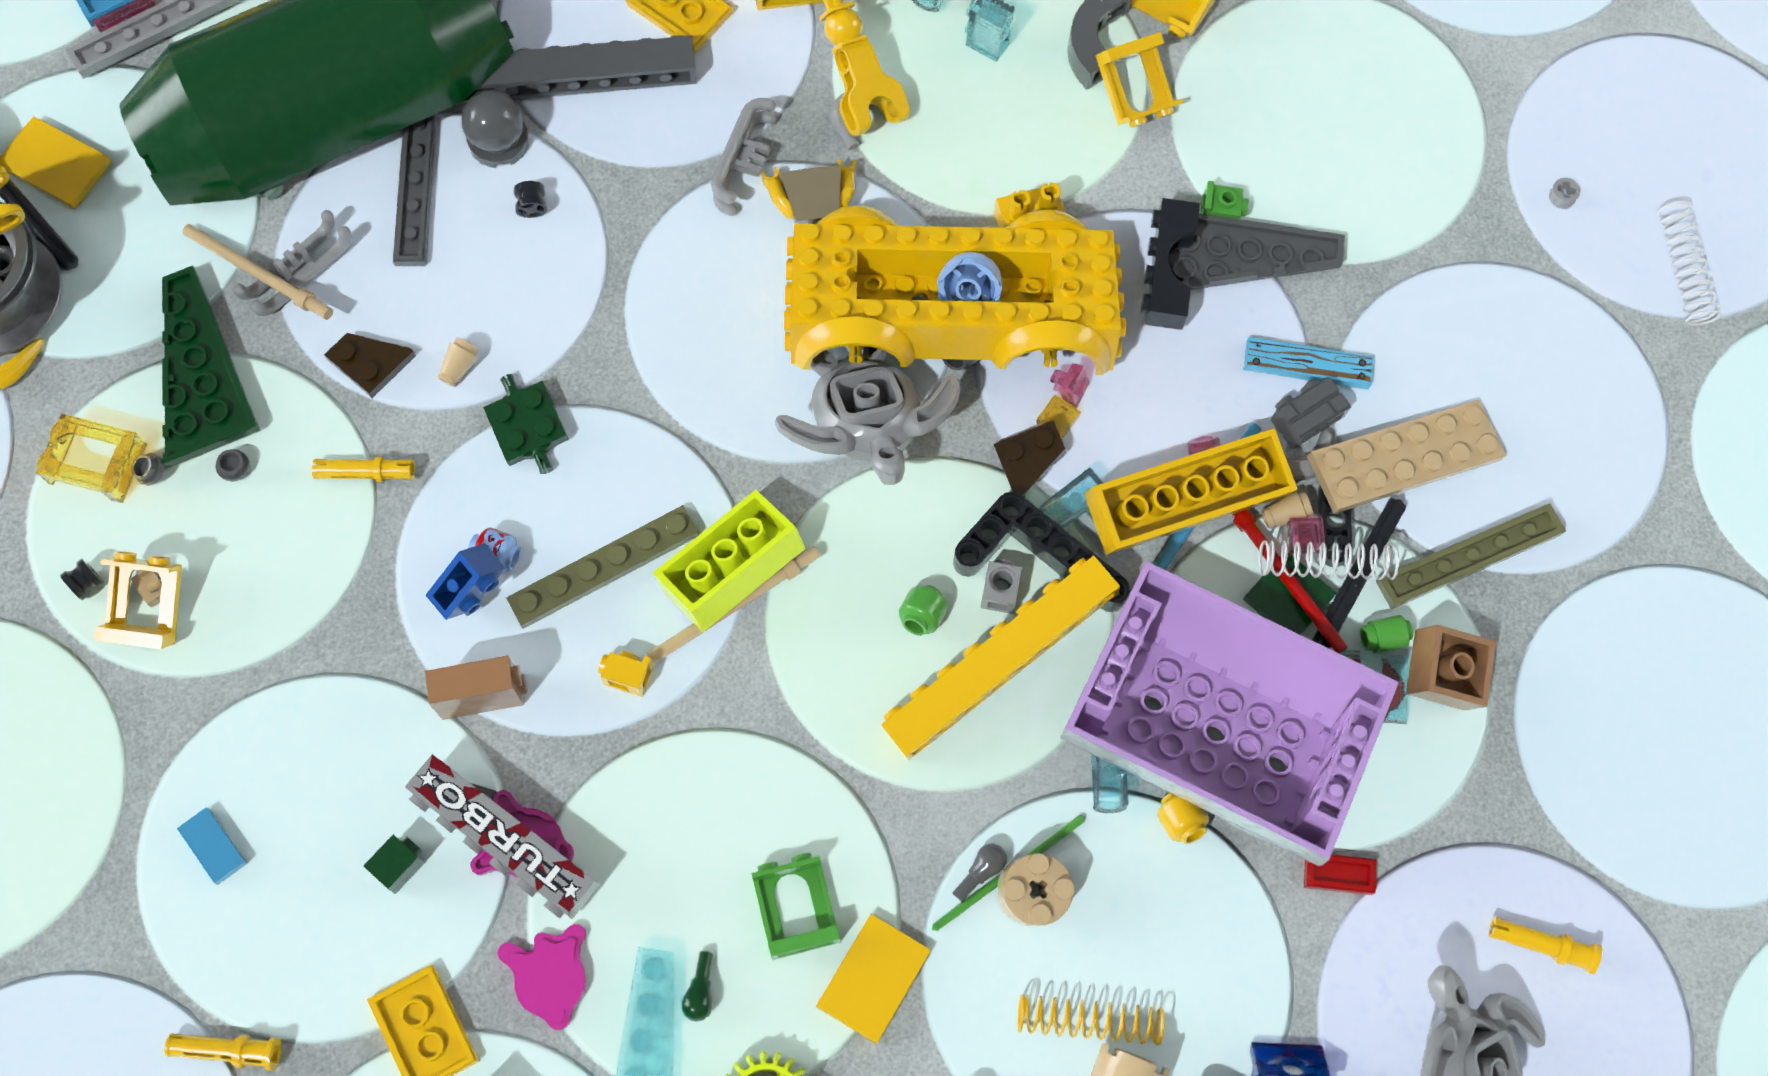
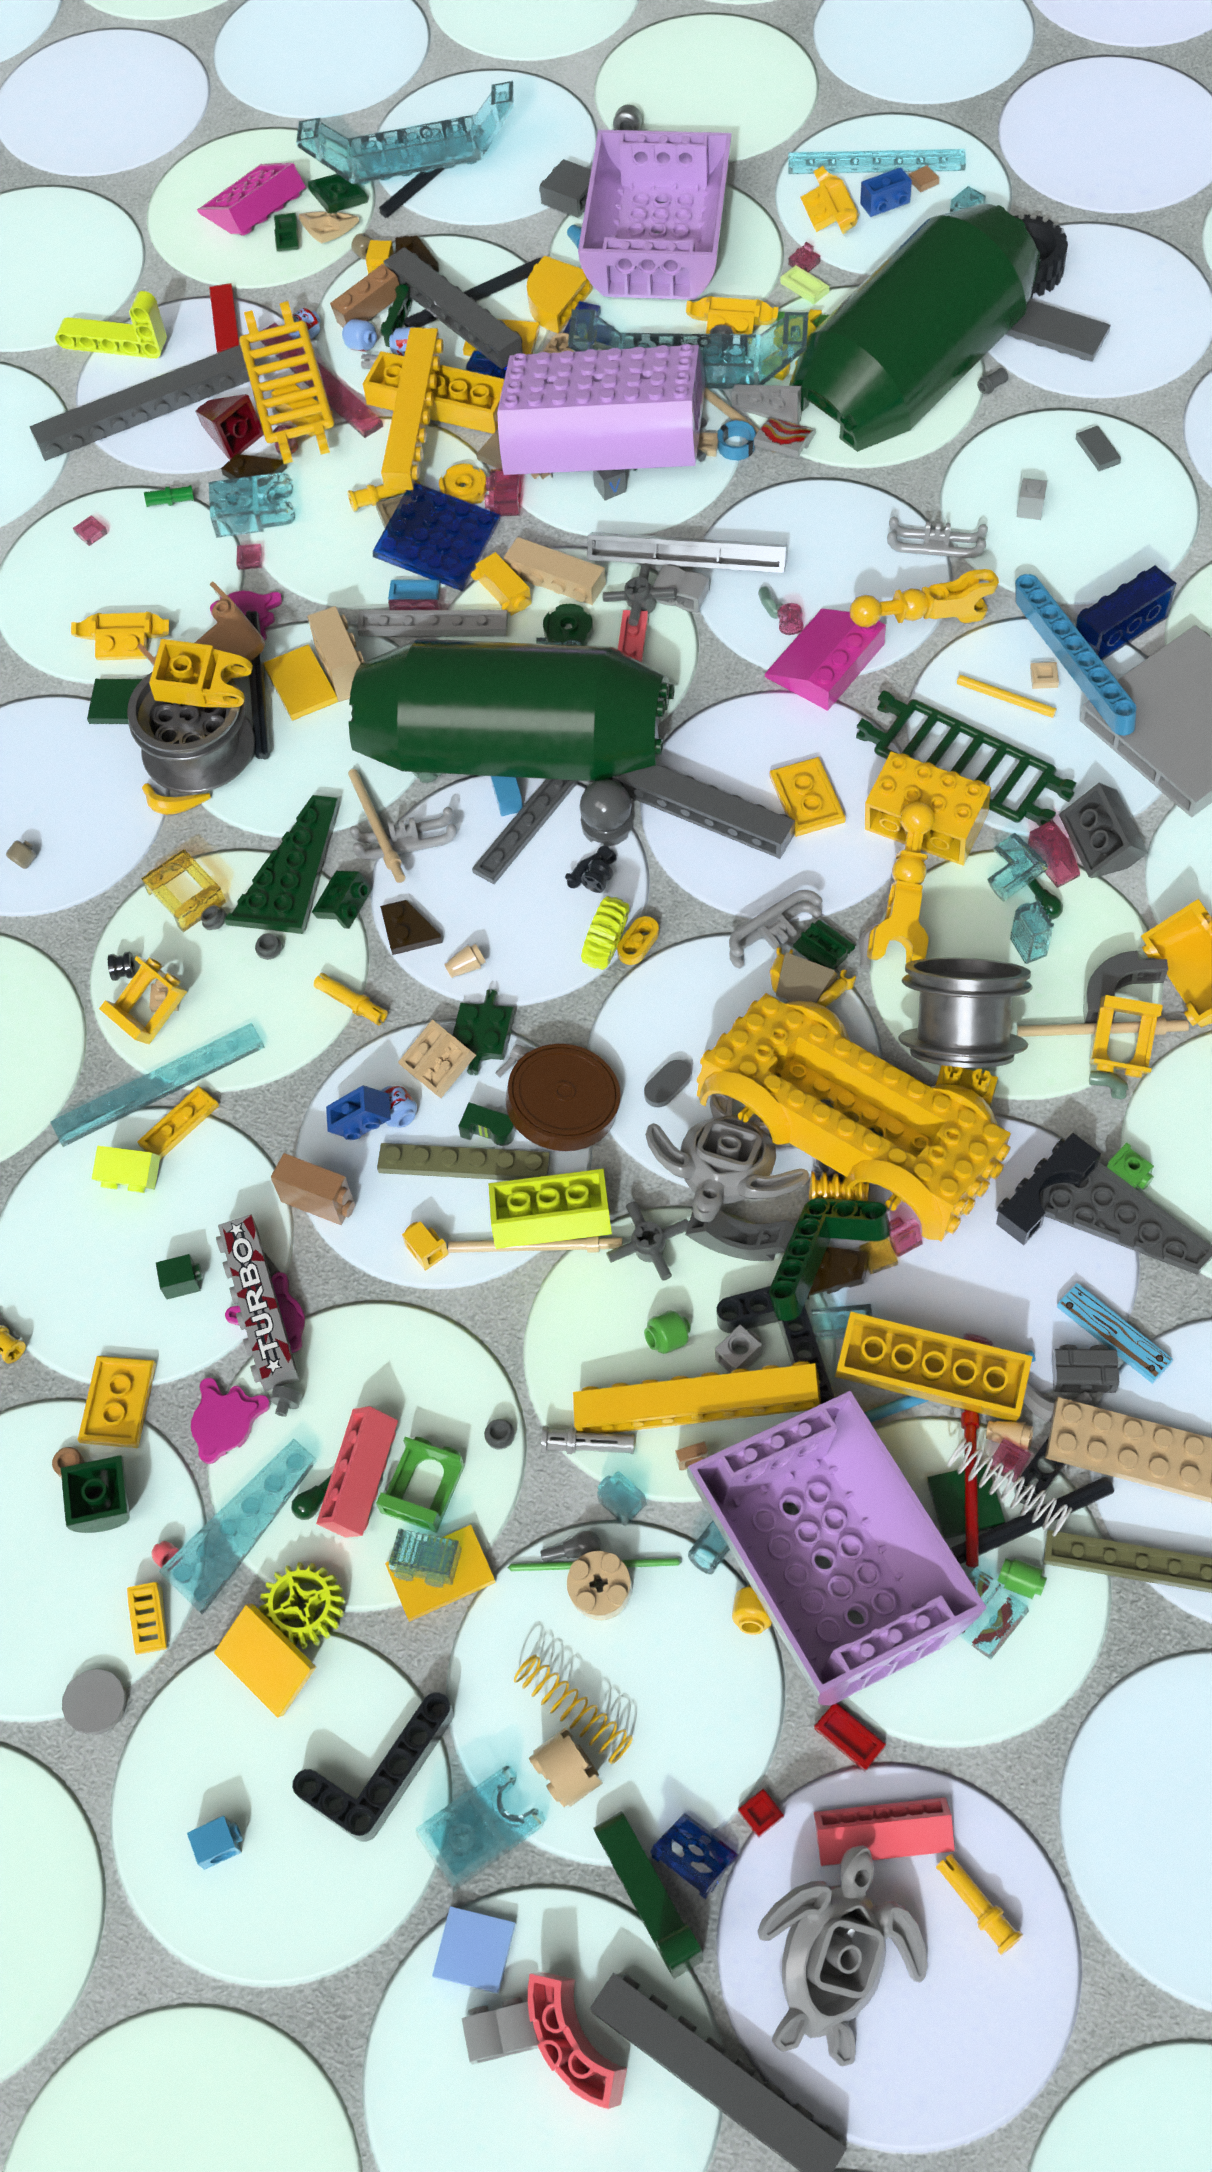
camera: 45 degrees right, 10 degrees down
(76, 107) = (335, 649): none -> tan brick
(212, 846) = (75, 1191): dark azure tile -> none
(216, 682) = (157, 1084): none -> clear light blue tile
(252, 789) = (126, 1168): none -> neon yellow brick
(271, 707) = (178, 1123): none -> yellow tile
(276, 368) = (343, 898): none -> dark green bracket
(374, 165) = (507, 794): none -> dark azure piece
(501, 478) = (436, 1059): none -> tan slope
(519, 173) = (603, 854): none -> black piece
(580, 424) = (516, 1053): none -> light grey hand
(587, 251) = (605, 932): none -> neon yellow gear
(599, 914) = (285, 1399): none -> dark grey tile
(602, 513) = (487, 1124): none -> dark green leg
(618, 244) = (636, 942): none -> yellow plate
(659, 442) = (562, 1097): none -> reddish brown brick
(727, 938) = (357, 1472): none -> coral brick
(748, 368) = (667, 1083): none -> dark grey tile
(801, 146) = (824, 945): none -> dark green piece
(833, 809) = (499, 1434): none -> dark grey plate
(848, 544) = (640, 1245): none -> dark grey bar
(855, 976) = (424, 1558): none -> clear light blue brick
(908, 774) = (553, 1441): none -> light grey pin
(932, 476) = (740, 1238): none -> dark grey arch
(970, 278) = (866, 1104): light blue cylinder -> none
(984, 377) = (835, 1189): none -> yellow piece
(992, 415) = (817, 1224): none -> dark green beam
(992, 794) = (621, 1497): none -> clear light blue brick
(996, 135) = (965, 1011): none -> flat silver wheel
(1029, 712) = (691, 1455): none -> medium nougat tile
(1100, 89) = (1162, 1027): none -> tan bar
(1148, 130) = (1109, 1080): none -> sand green arm
(1314, 995) = (761, 1813): none -> red tile
(1427, 937) = (885, 1830): none -> coral brick
(1451, 667) = (1053, 1635): medium nougat brick -> none

